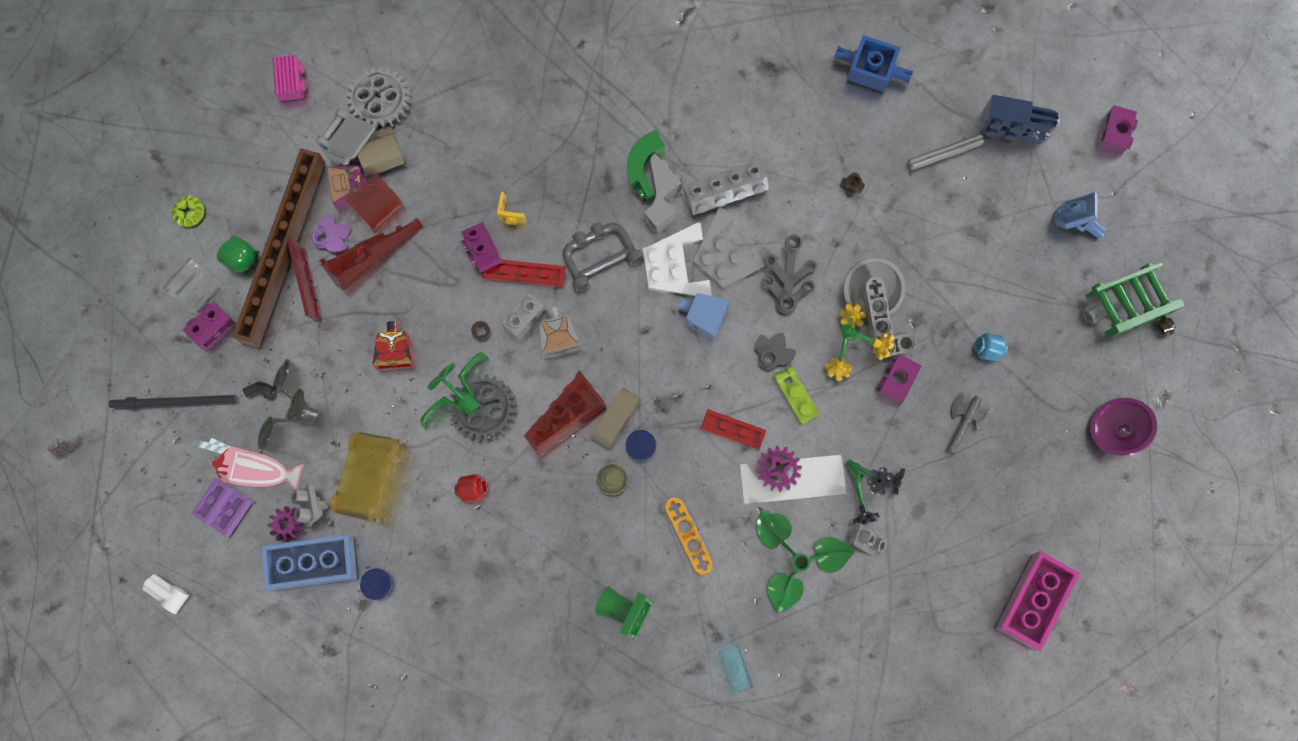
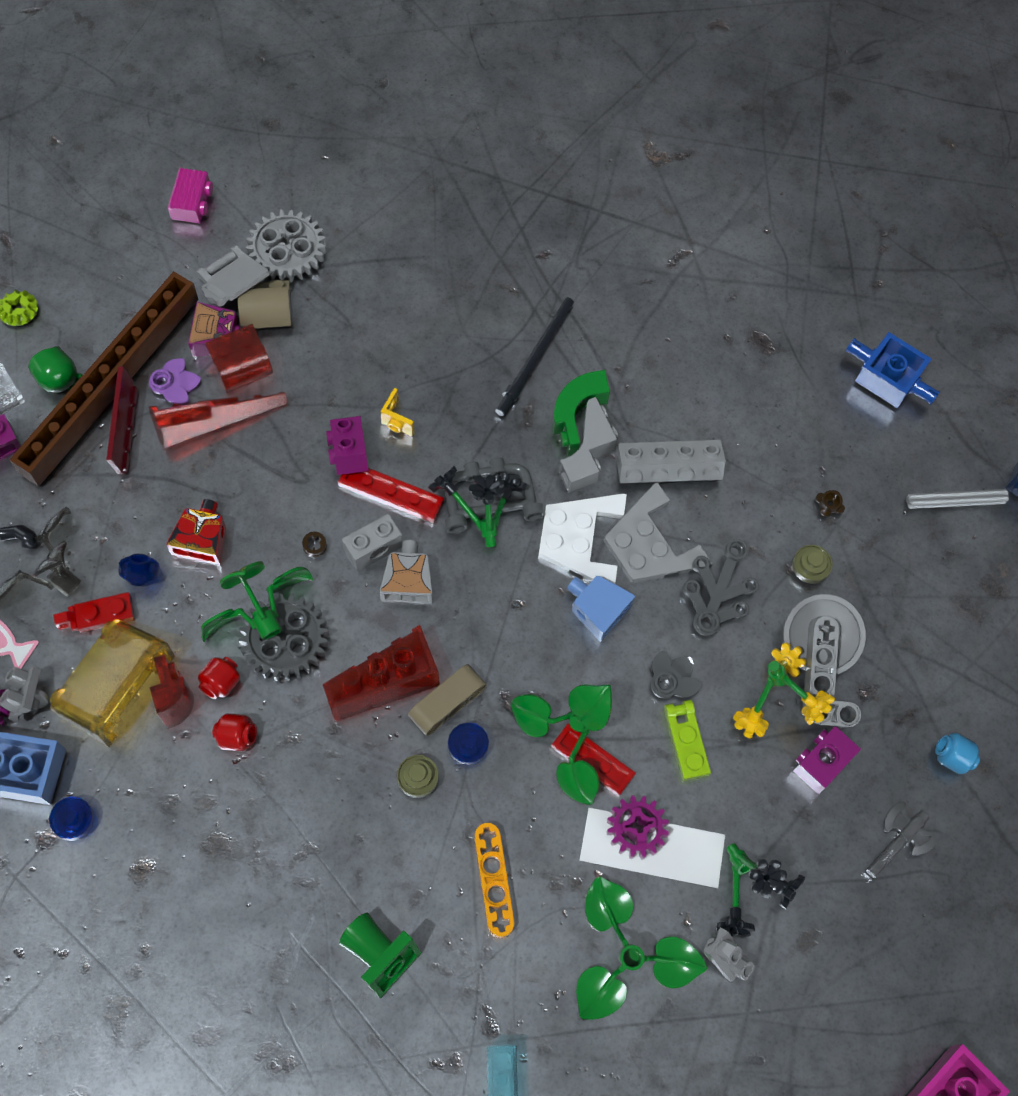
camera: 10 degrees right, 10 degrees down
(338, 431) = (96, 613): none -> red hinge
(358, 389) = (138, 569): none -> clear blue plate
(419, 475) = (173, 696): none -> clear red brick
(445, 452) = (218, 677): none -> red head
(590, 165) = (513, 391): none -> black bar
(596, 257) = (482, 490): none -> black plant
(720, 398) = (589, 711): none -> green plant
(851, 235) = (812, 564): none -> olive plate

